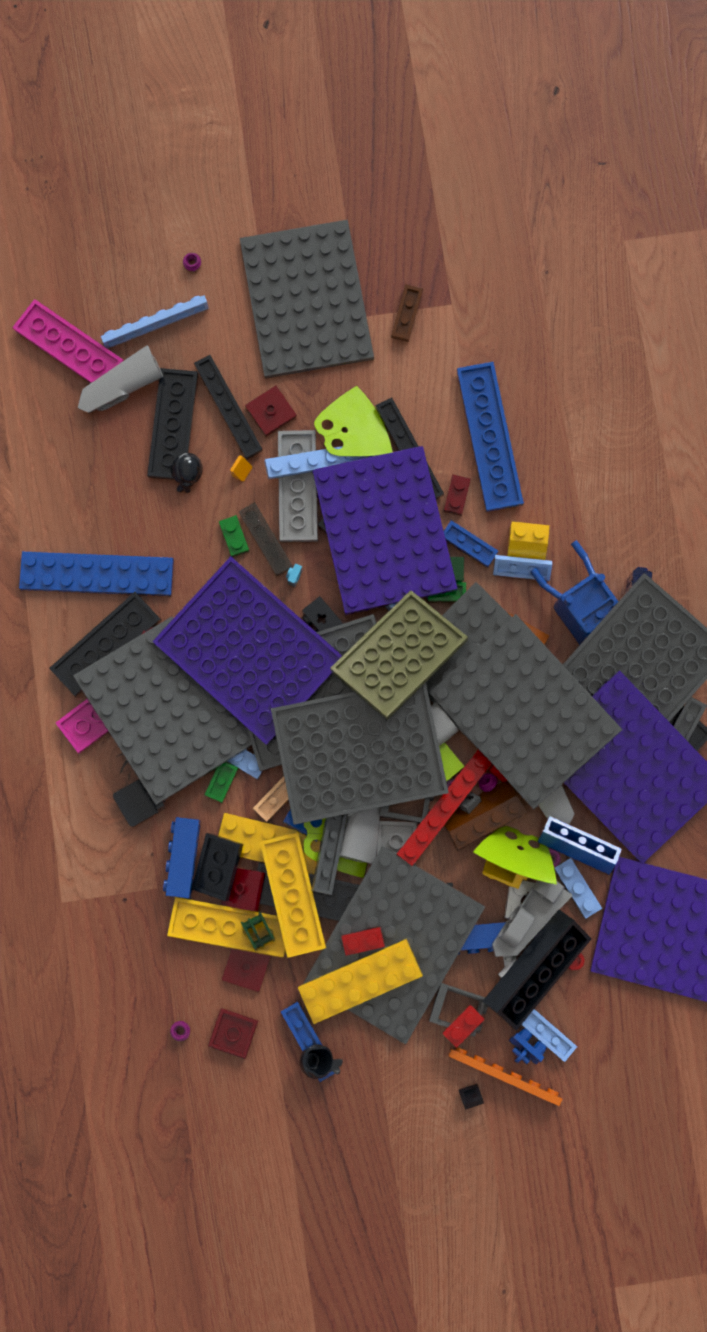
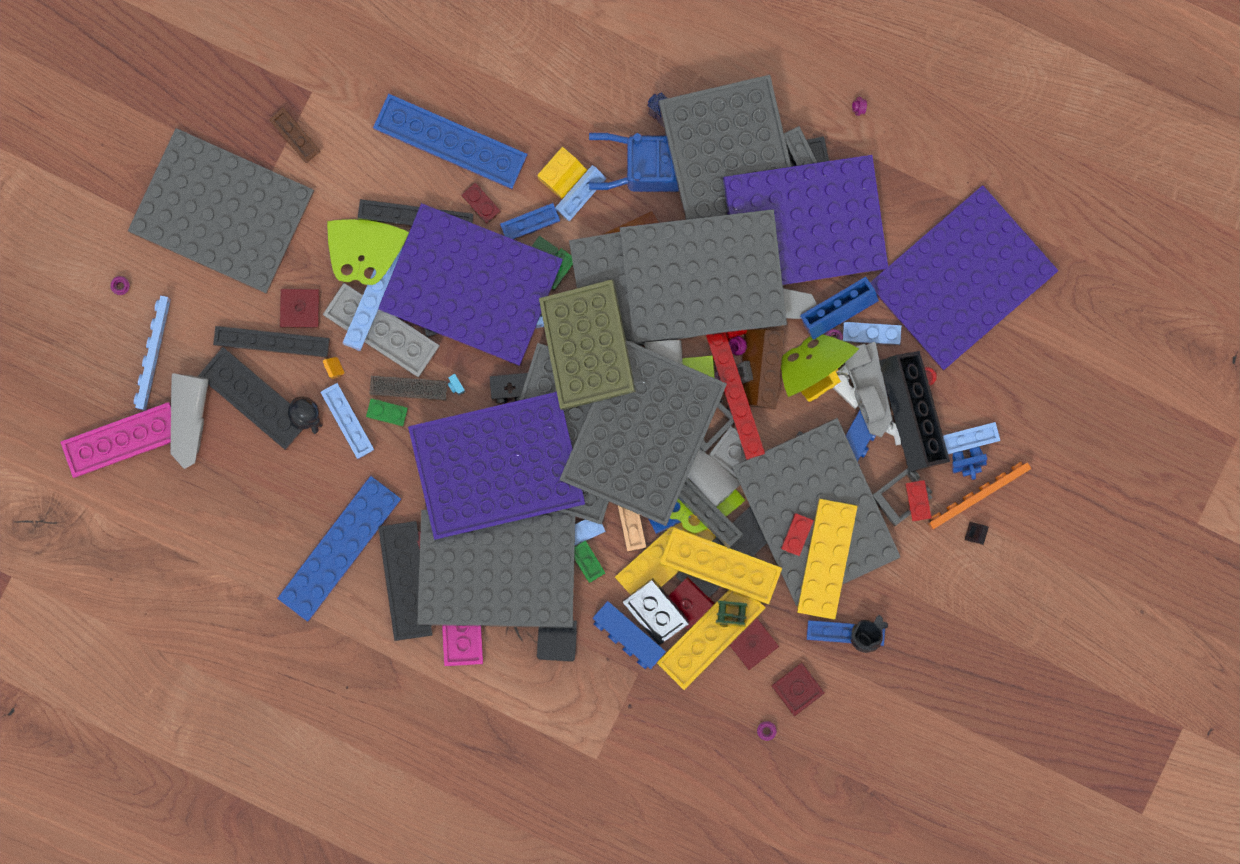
camera: 55 degrees left, 5 degrees up
(205, 509) = (347, 421): none -> light blue plate

